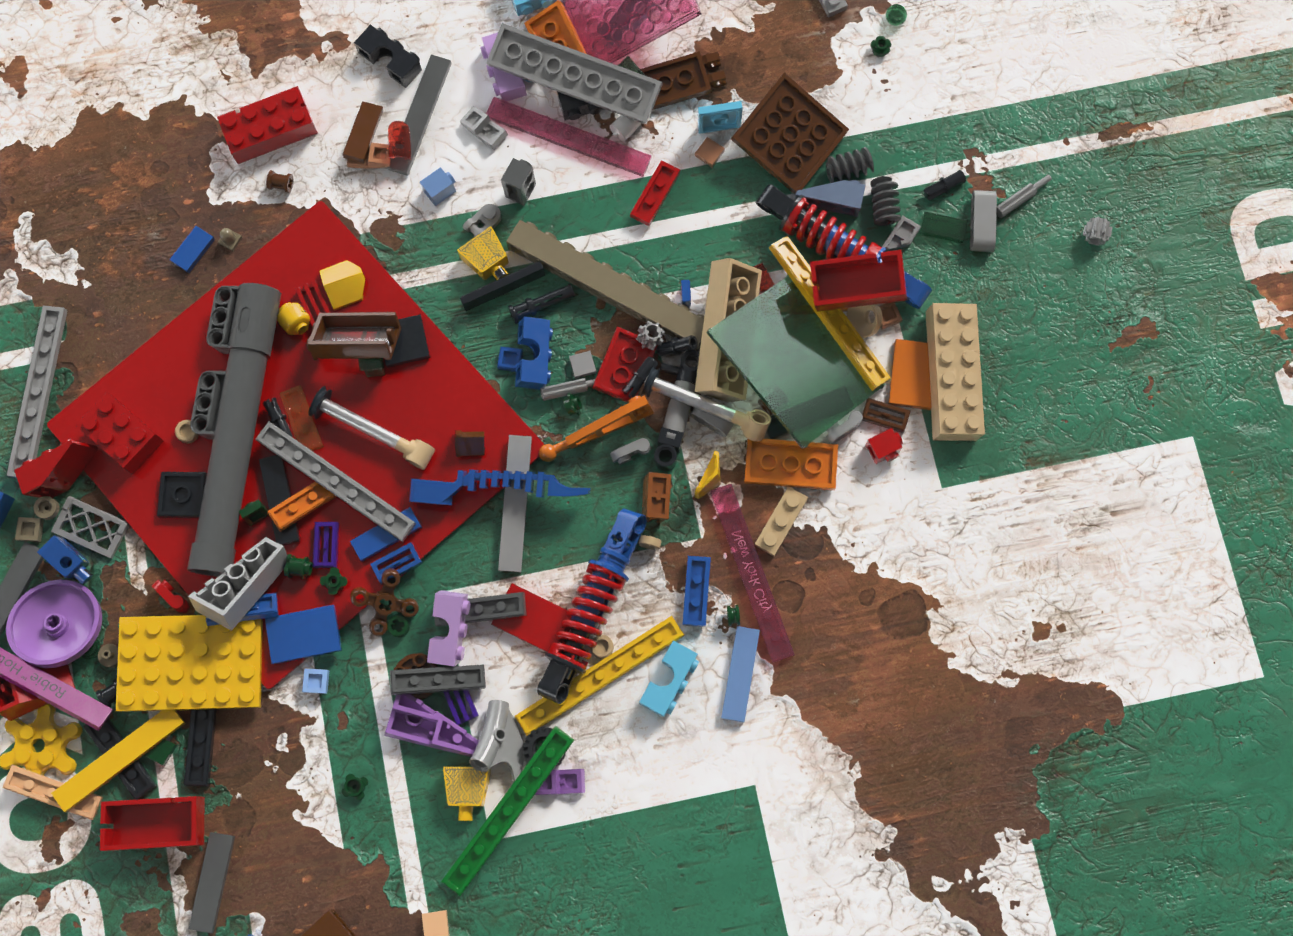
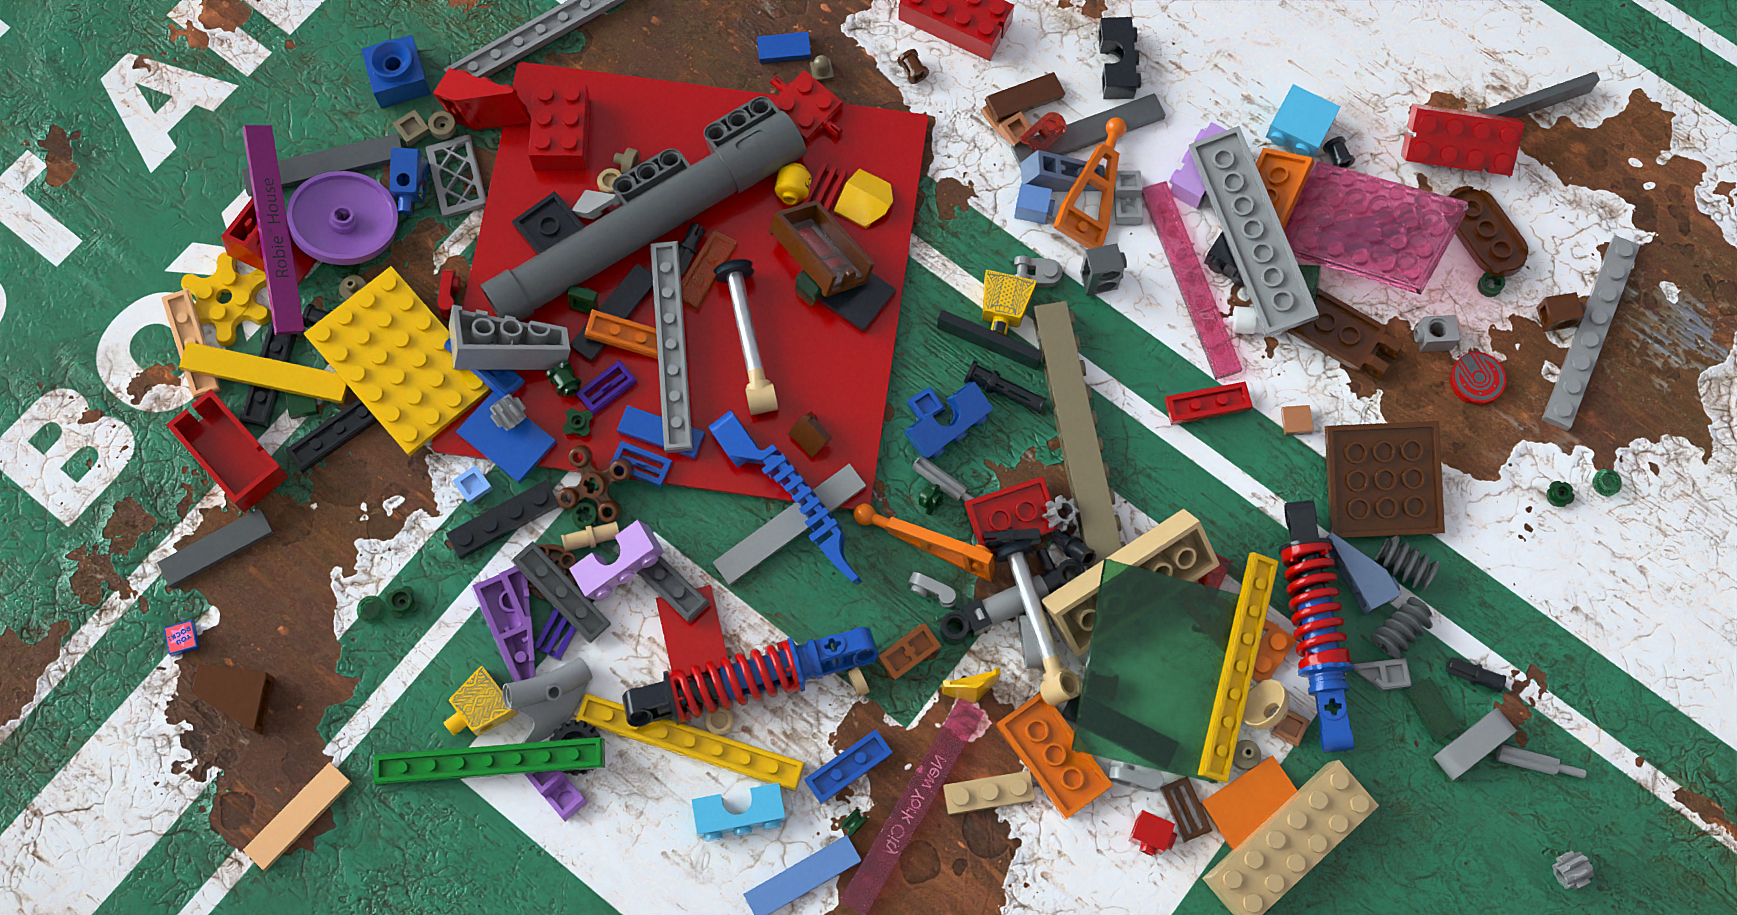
camera: 45 degrees right, 5 degrees down
(183, 408) = (627, 160): none -> dark tan tile
(193, 453) = (593, 202): none -> light grey tile
(247, 265) = (808, 105): none -> red plate
(290, 619) = (508, 412): none -> light grey gear
(342, 810) = (371, 609): none -> clear green plate
(355, 680) = (502, 519): none -> black plate
(415, 632) = (590, 536): none -> tan pin
(433, 153) = (1054, 171): none -> sand blue slope
(471, 172) = (1073, 221): none -> orange plate
(582, 364) = (979, 476): light grey tile -> none
(686, 293) = (1134, 513): blue tile -> none
(719, 117) = (1337, 398): medium azure tile -> none
(731, 20) = (1446, 328): none -> light grey brick
(773, 29) = (1478, 378): none -> tile
(858, 281) = (1291, 665): red piece -> none
(884, 353) = (1241, 759): none -> dark tan tile

